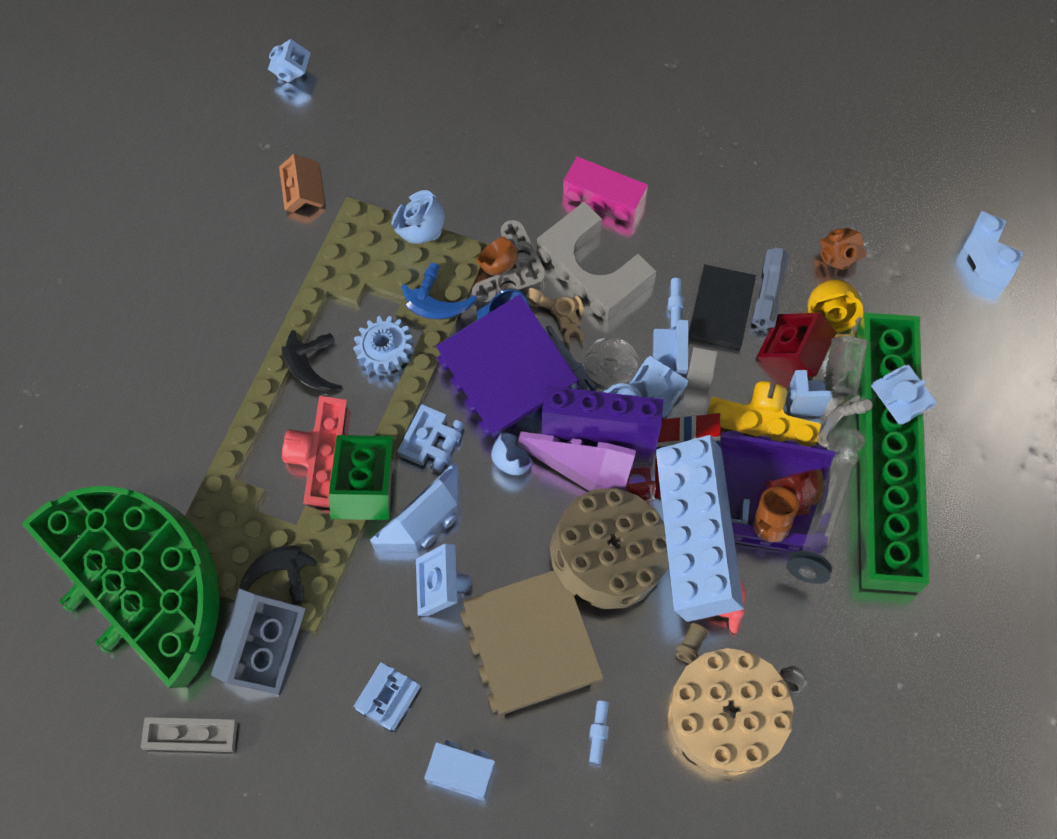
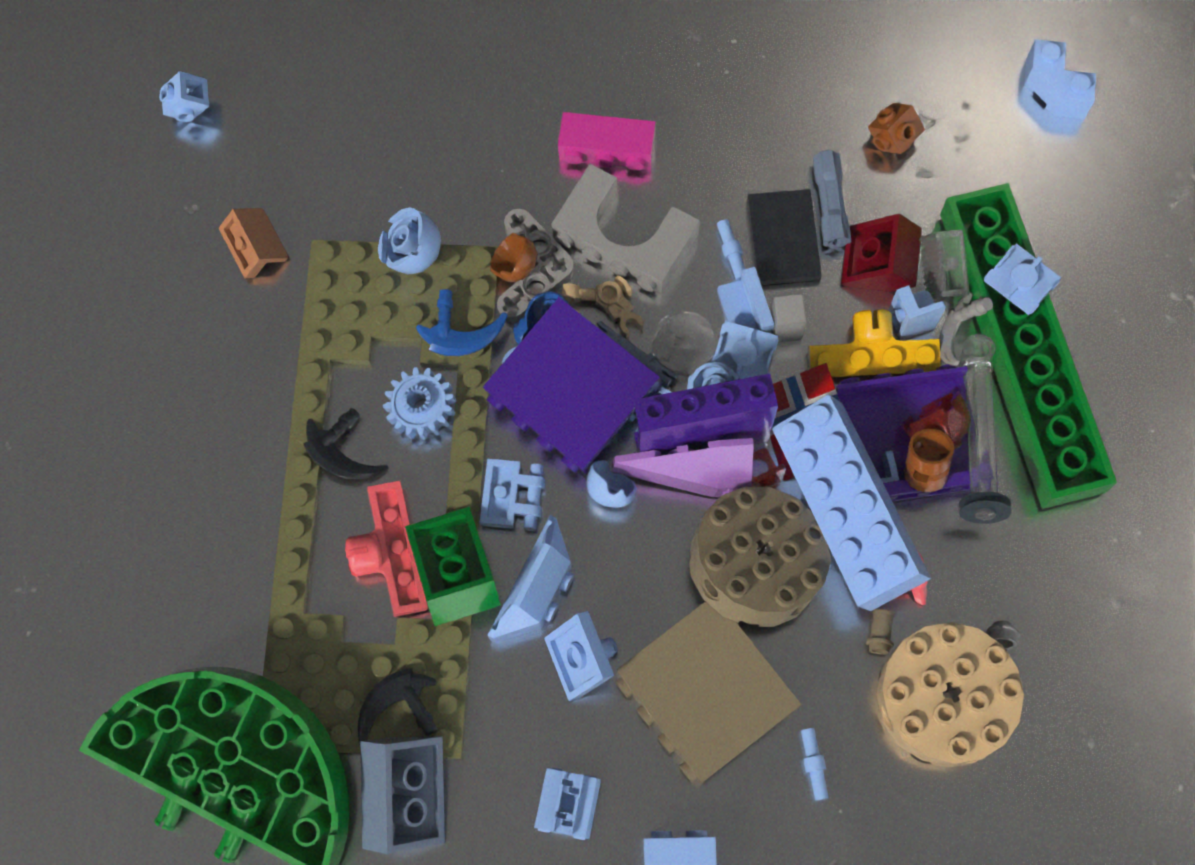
camera: 15 degrees left, 5 degrees up
(837, 303) = (911, 194): yellow cylinder -> none

